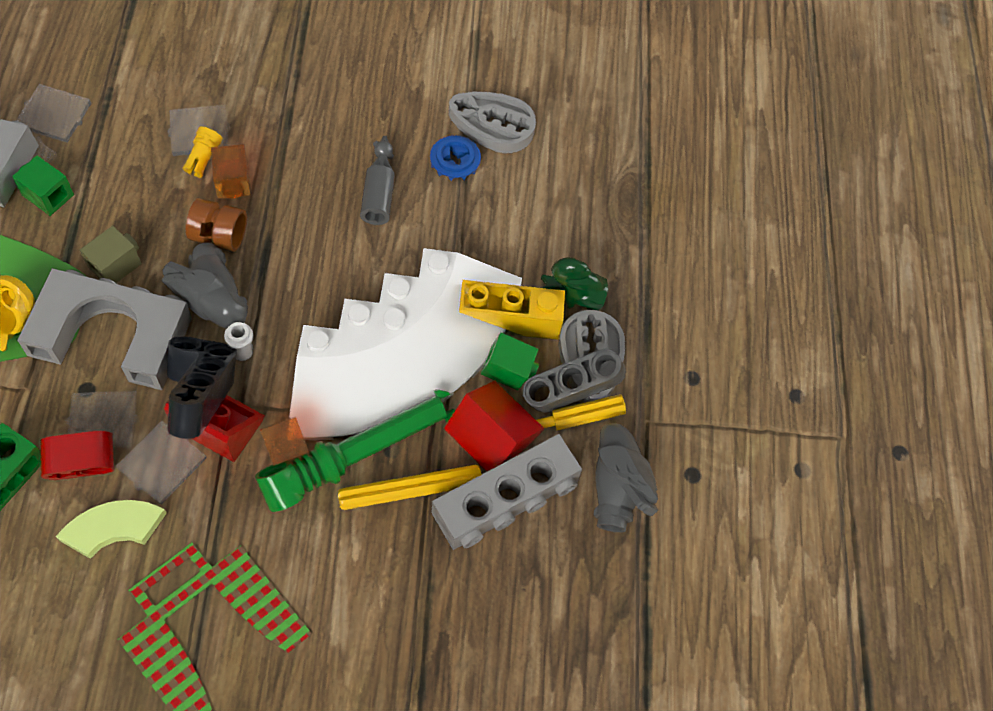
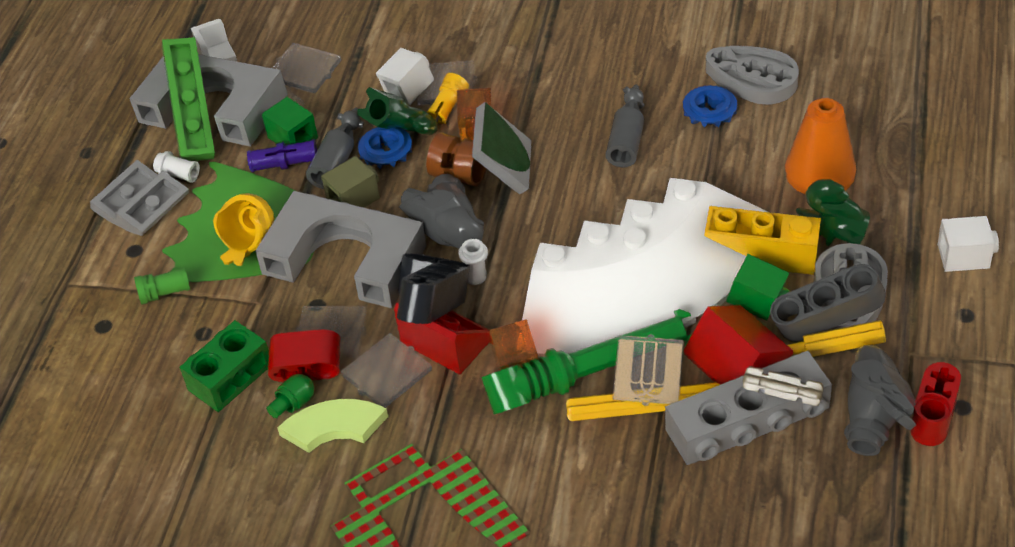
camera: 20 degrees right, 15 degrees down
(38, 220) = (281, 155): none -> dark purple pin
(68, 497) = (291, 395): none -> green cylinder
(91, 211) = (334, 148): none -> dark grey wheel
(128, 206) = (395, 139): none -> blue gear
(142, 172) = (391, 111): none -> dark green animal
(157, 127) = (405, 75): none -> white brick
(259, 213) = (502, 148): none -> tile
(413, 458) = (648, 369): none -> clear piece
(539, 477) = (783, 386): none -> axle
(561, 214) = (821, 148): none -> orange cone
(675, 483) = (932, 410): none -> red beam
(692, 307) = (967, 243): none -> white brick

